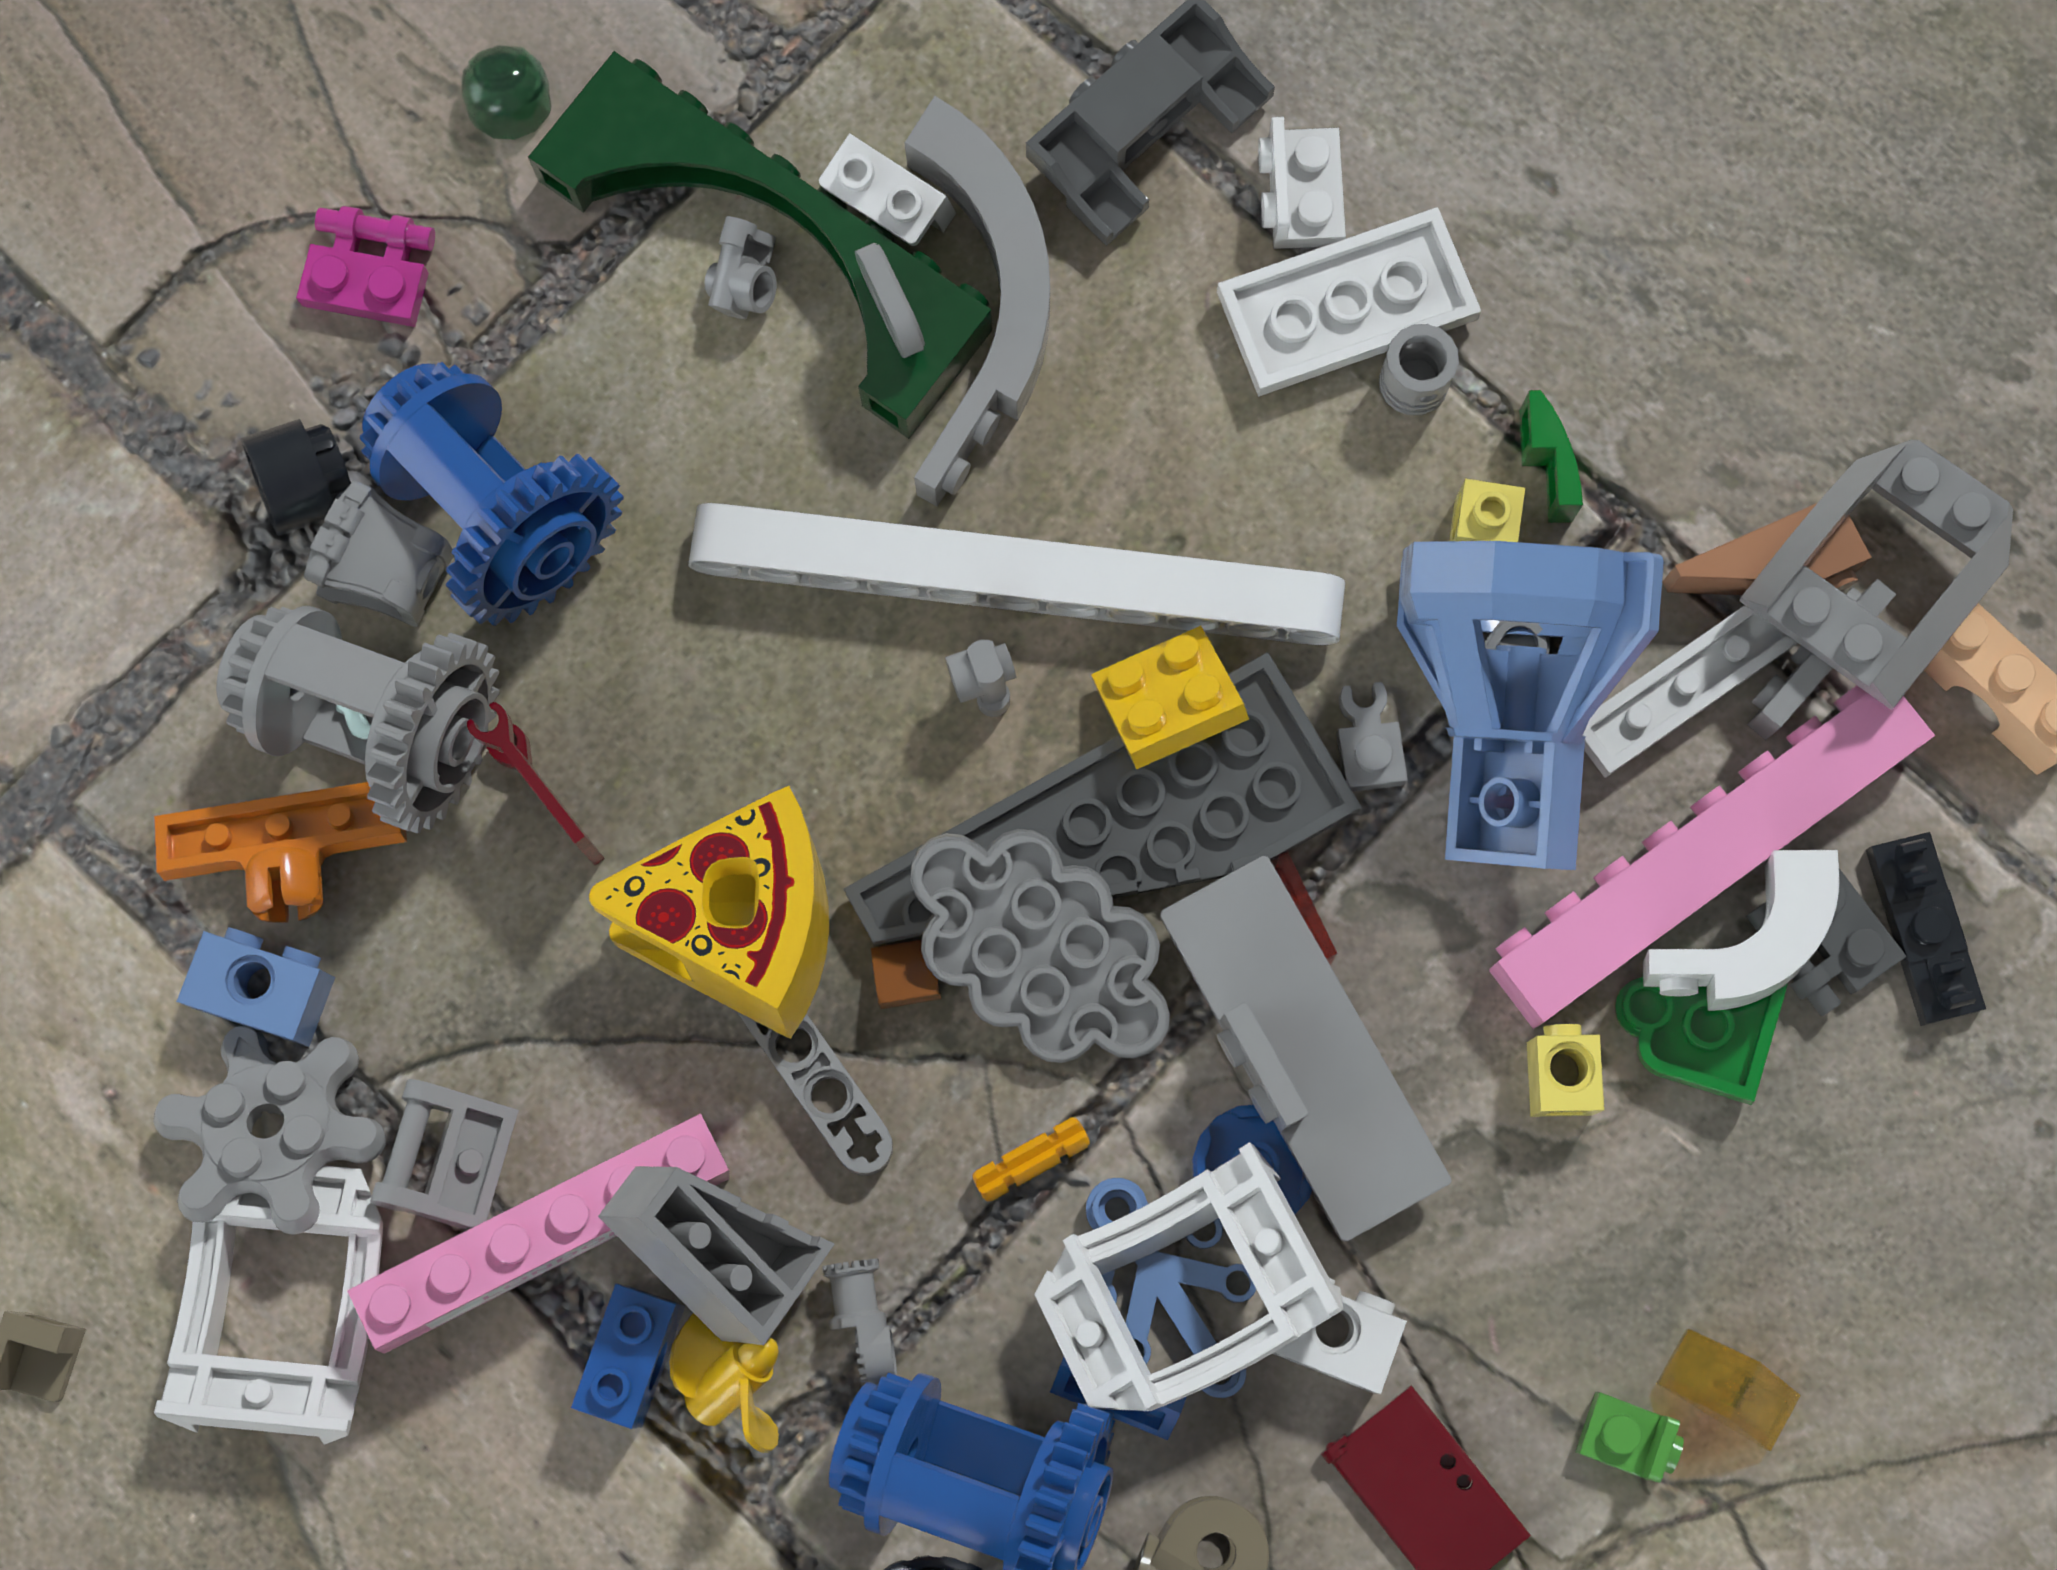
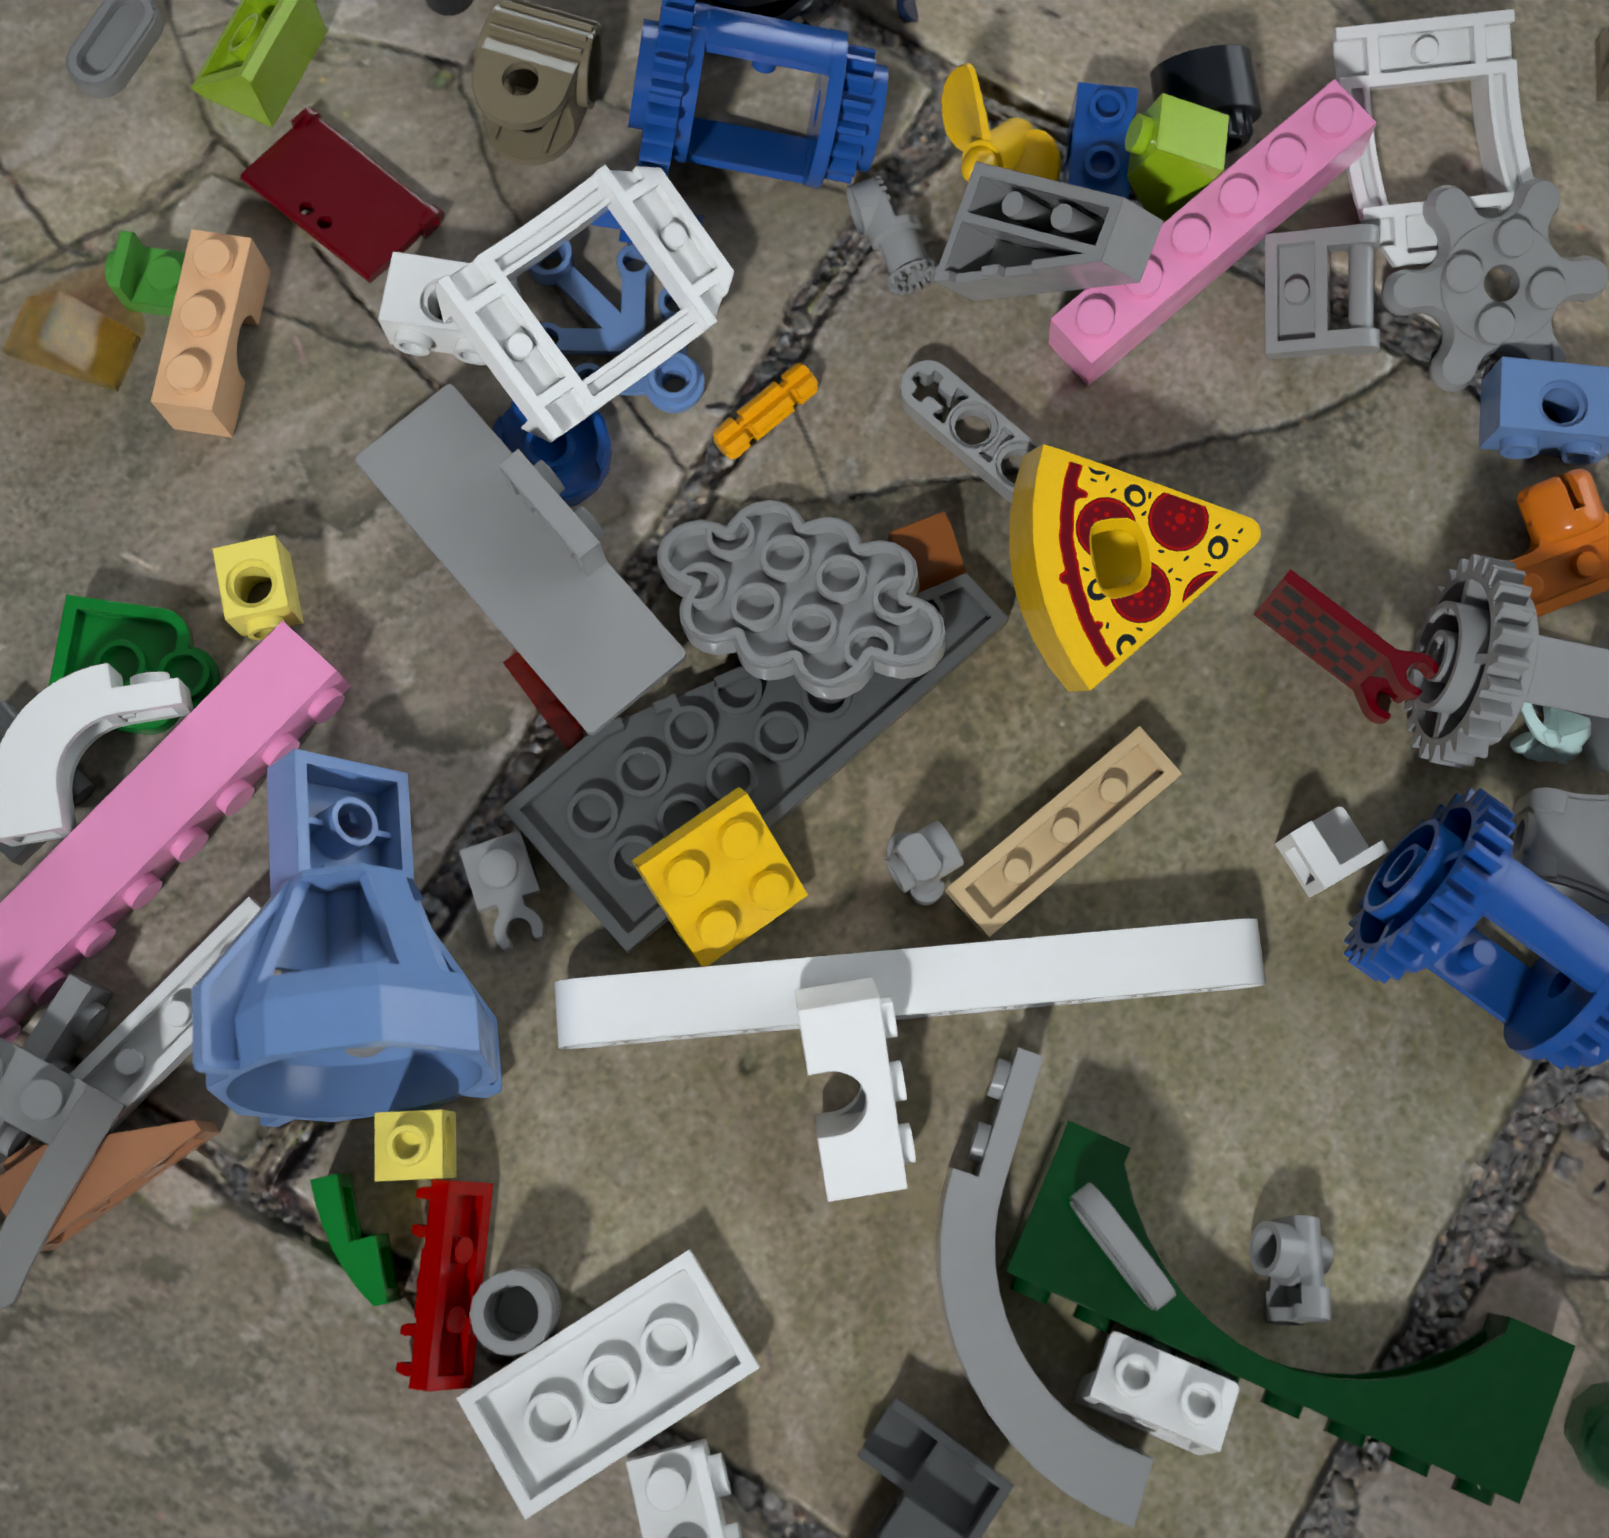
camera: 165 degrees right, 0 degrees up
(499, 1391) = (1216, 79): none -> black piece
(555, 1316) = (1174, 153): none -> lime slope
(601, 614) = (1327, 851): none -> white panel
(841, 681) = (1063, 832): none -> tan plate
(1087, 519) = (862, 1143): none -> white arch
(1475, 402) = (446, 1284): none -> red plate
(1589, 1337) = (198, 369): none -> light nougat arch

